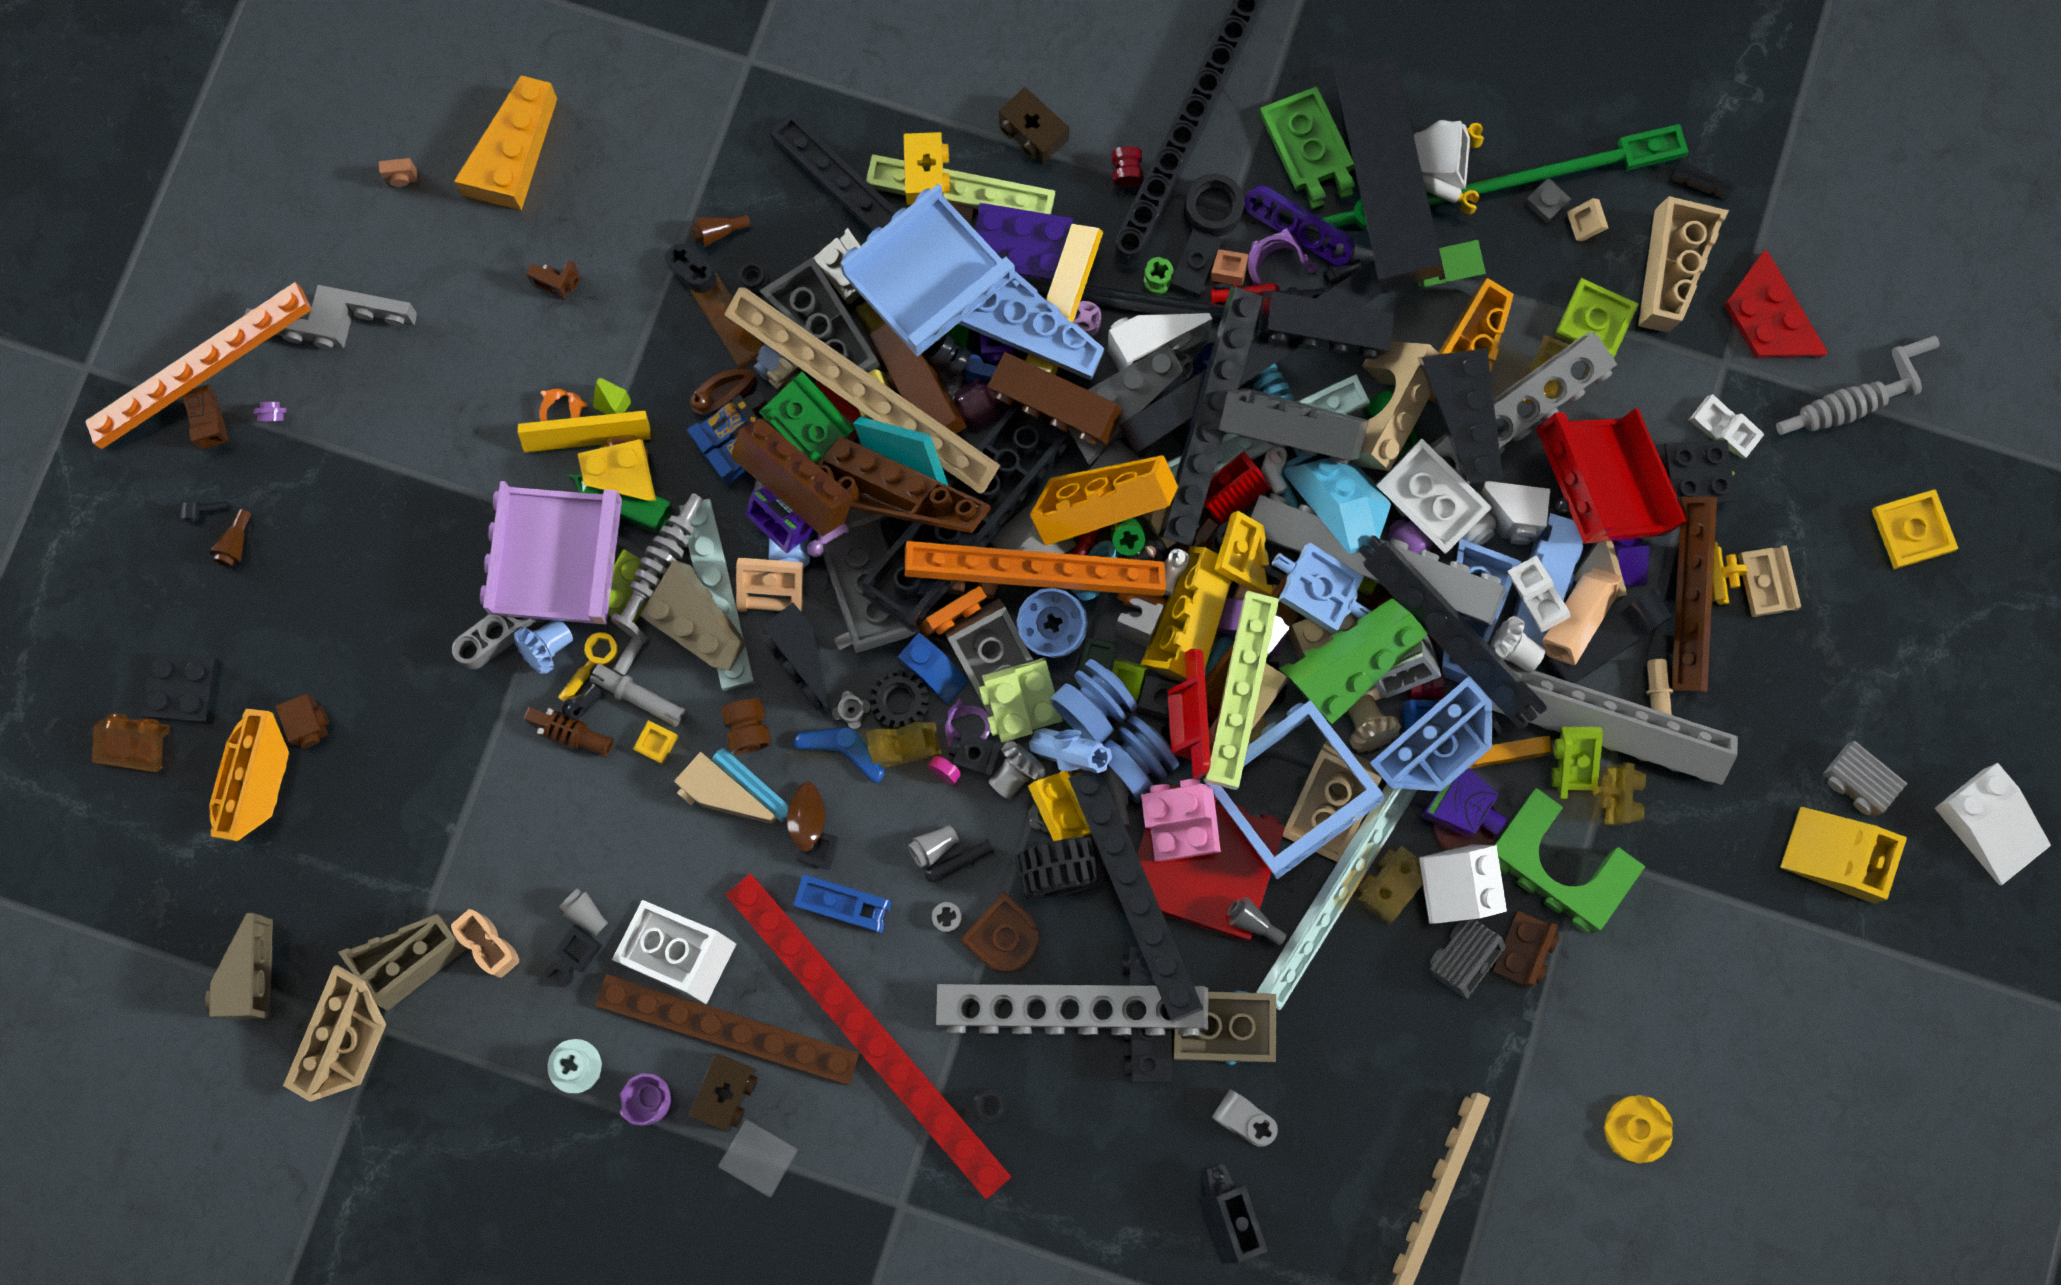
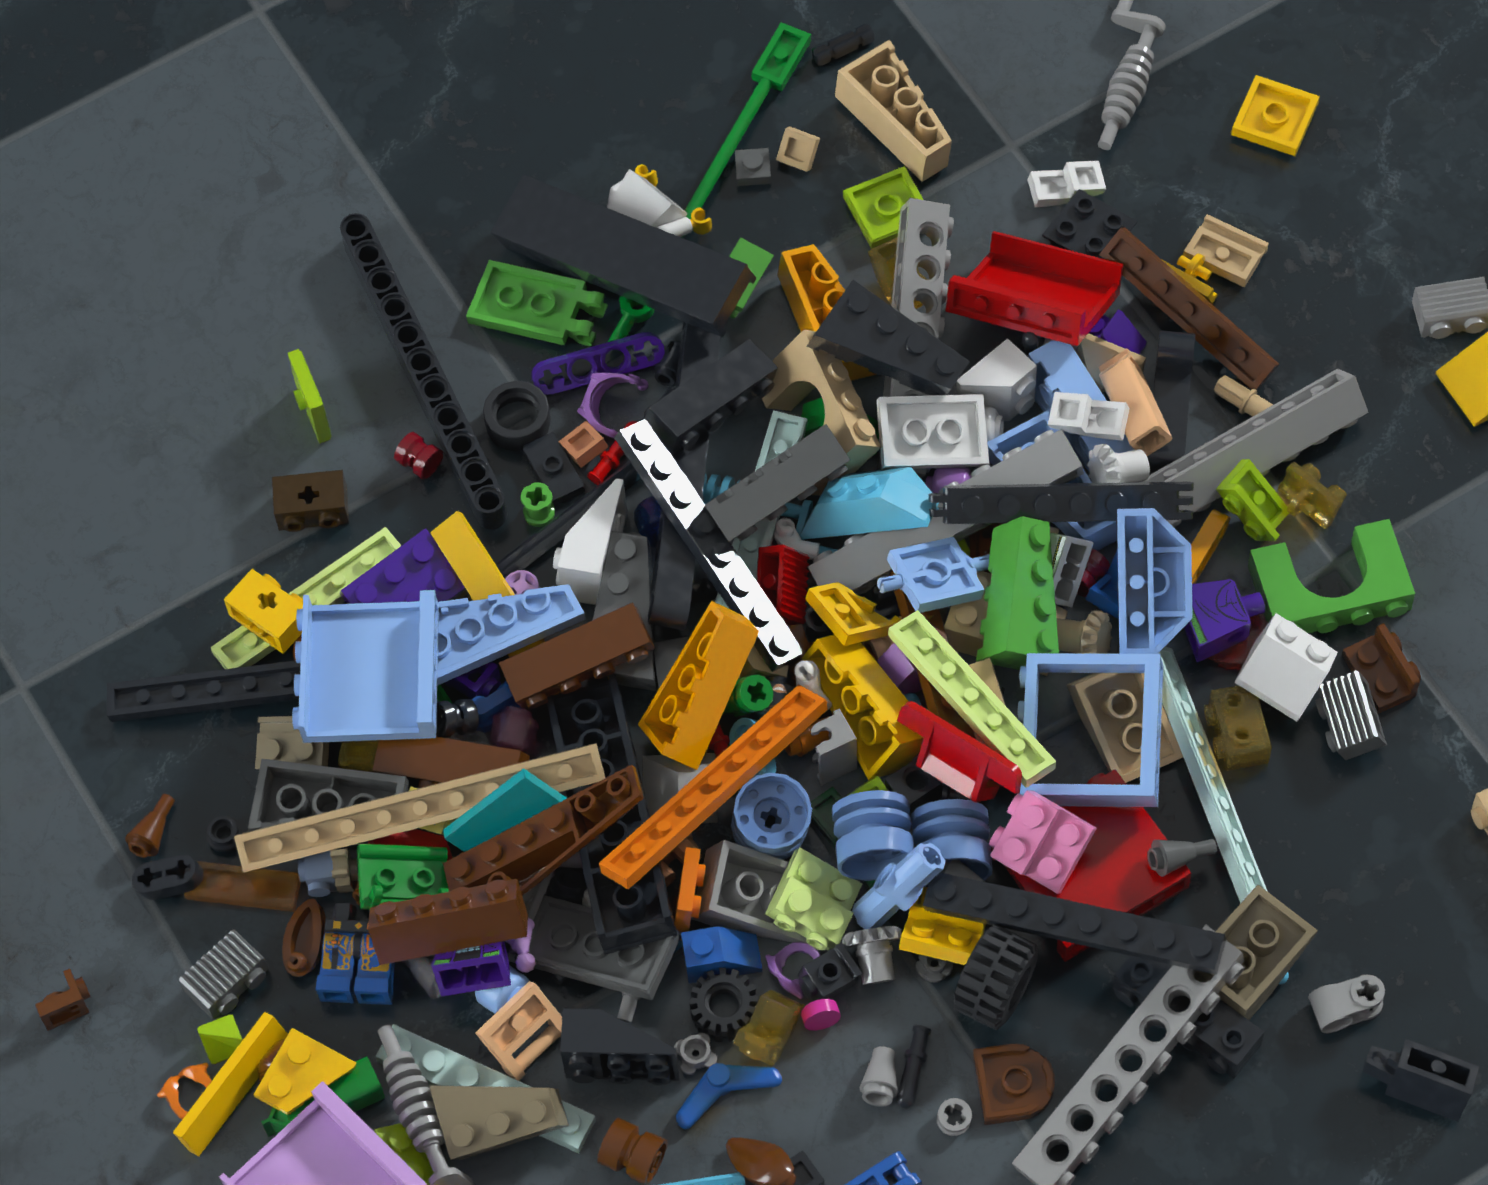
camera: 45 degrees left, 15 degrees down
(654, 362) = (224, 975): none -> dark grey brick
(1105, 58) = (308, 396): none -> lime plate
(1771, 315) = (1002, 82): red wing -> none

